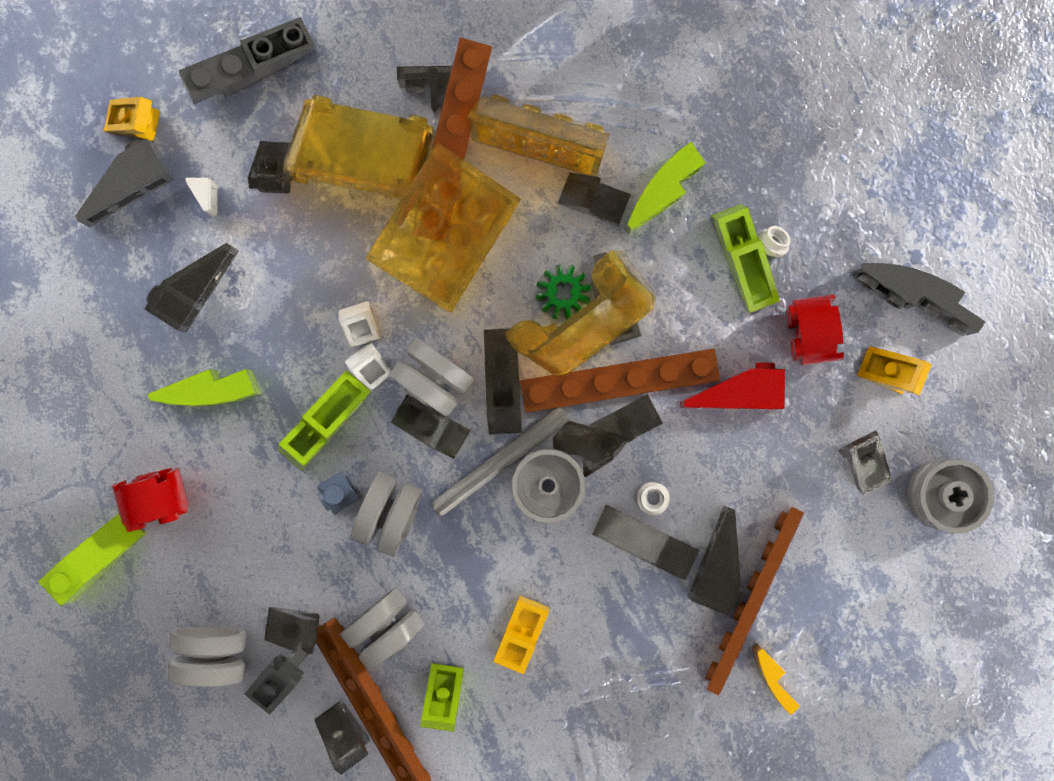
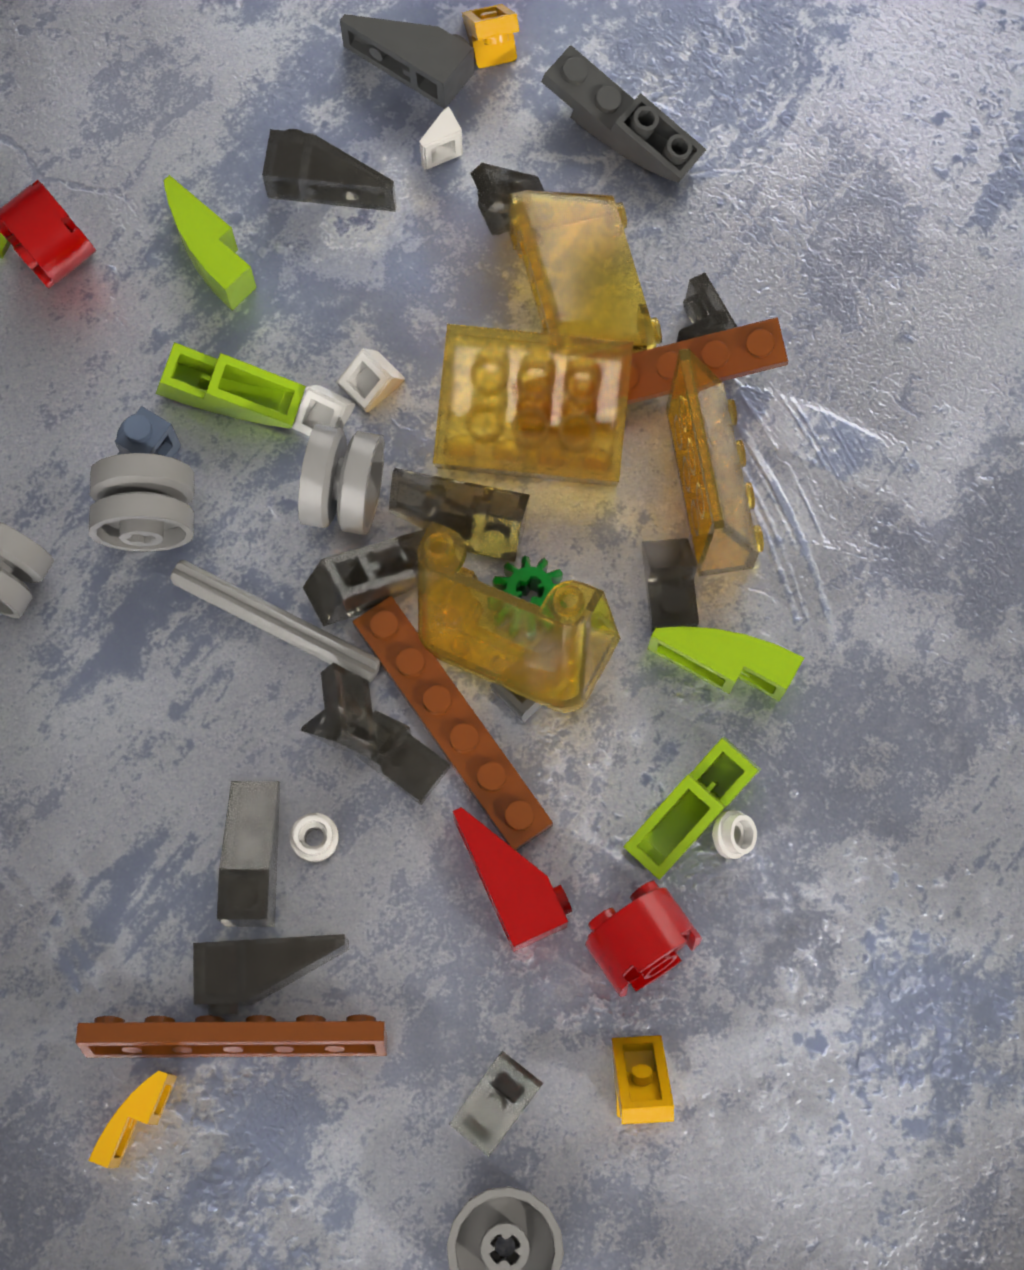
camera: 65 degrees right, 15 degrees down
(430, 426) = (274, 516): clear smoke slope -> none
(491, 306) = (484, 516): none -> clear smoke slope
(521, 634) = (55, 751): yellow slope -> none
(534, 500) = (255, 661): light grey wheel -> none
(908, 286) = (769, 1044): dark grey slope -> none

